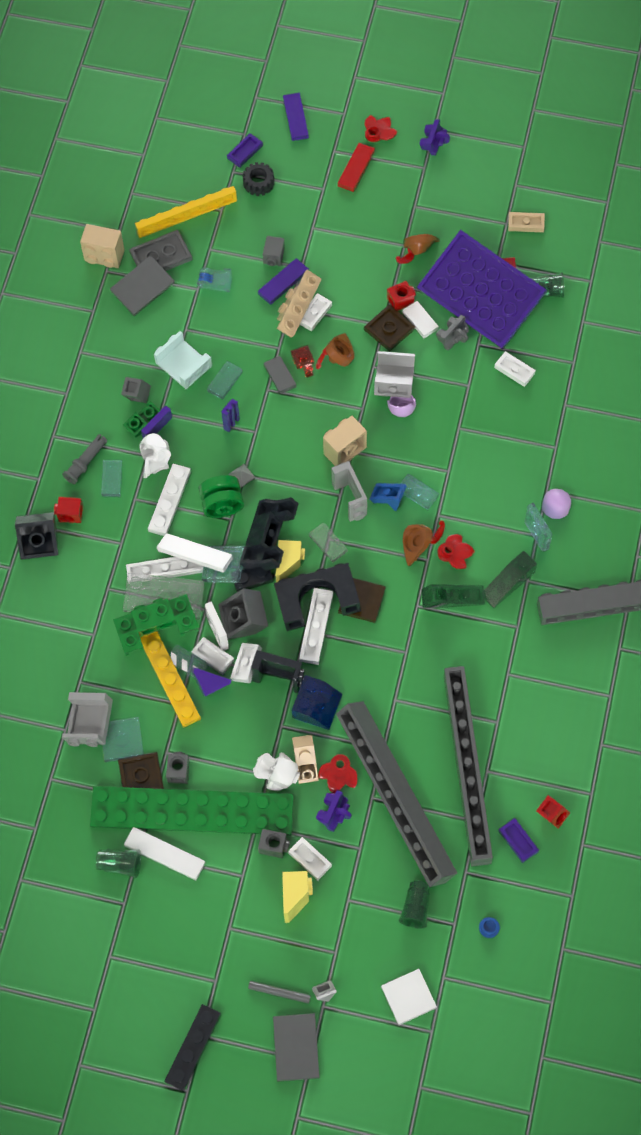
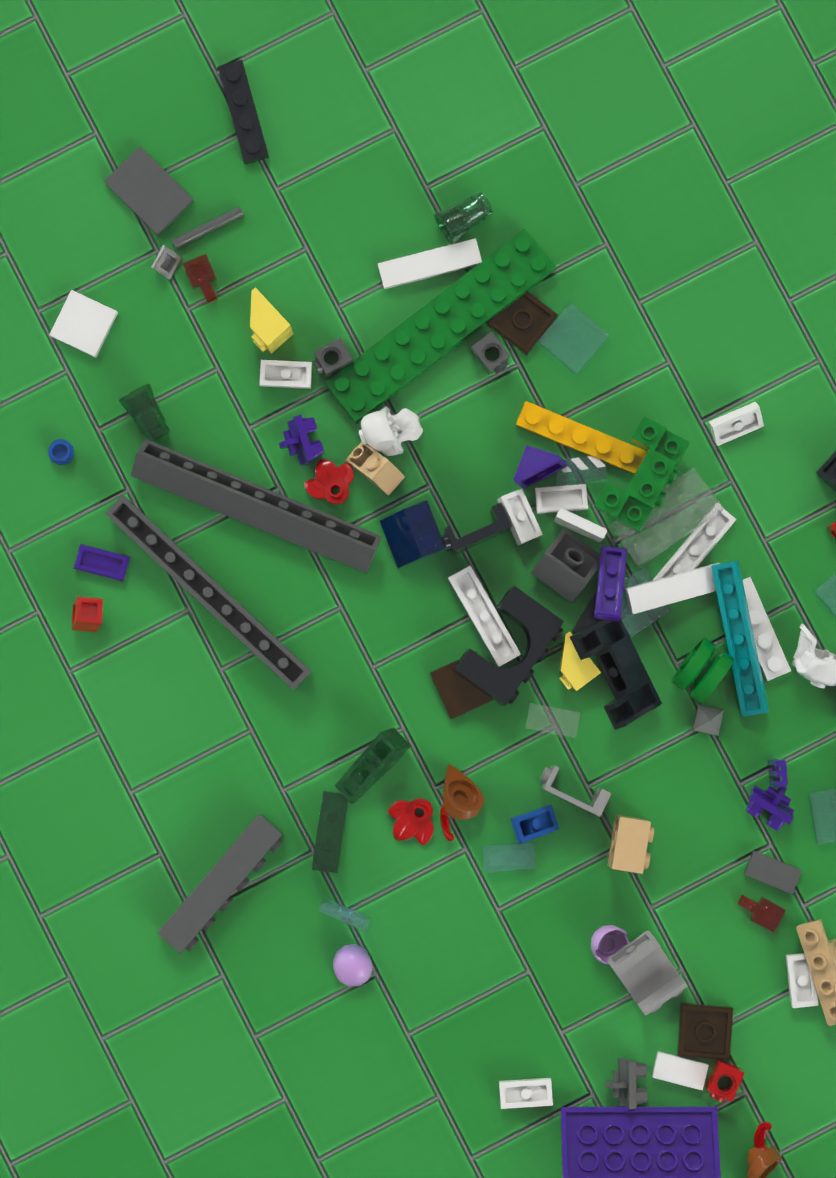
camera: 140 degrees right, 20 degrees up
(77, 614) = (736, 423): none -> white plate
(88, 719) = (621, 326): light grey panel -> none
(183, 500) = (740, 638): none -> teal plate
(229, 581) = (610, 583): none -> dark purple tile
(247, 406) = (772, 801): none -> dark purple hips
(309, 964) = (201, 274): none -> clear red plate
(338, 350) = (732, 952): dark orange piece -> none

